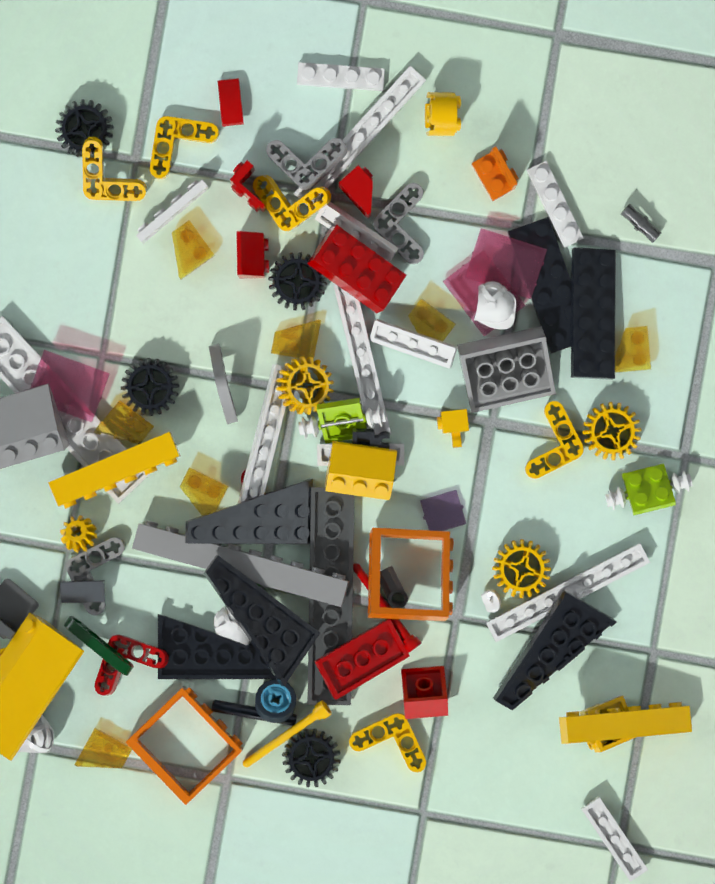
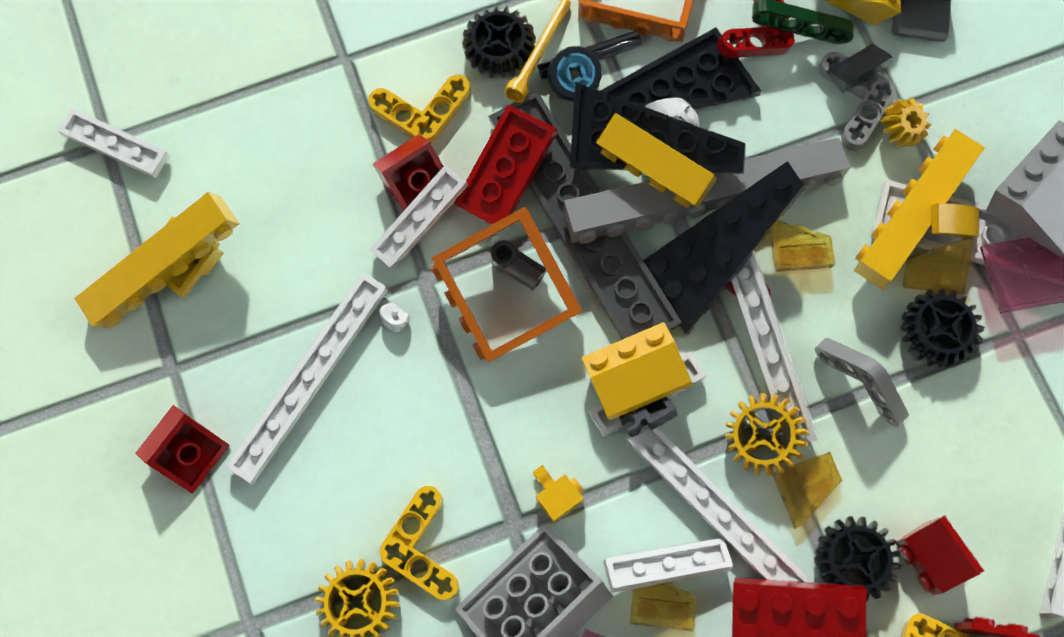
camera: 150 degrees right, 15 degrees down
(99, 446) = (955, 220): none -> yellow slope
(190, 249) = (1011, 520): clear yellow wing -> none
(268, 595) = (656, 161): none -> yellow brick
(339, 419) = (698, 419): lime plate -> none
(410, 641) = (462, 220): red piece -> none
(438, 658) = (419, 217): none -> white plate
(443, 511) = (509, 386): clear purple piece -> none
(539, 574) = (366, 373): yellow gear -> none
(555, 644) = (291, 310): black wing -> none
(648, 489) = (272, 555): lime plate -> none
(671, 591) = (182, 449): none -> red slope

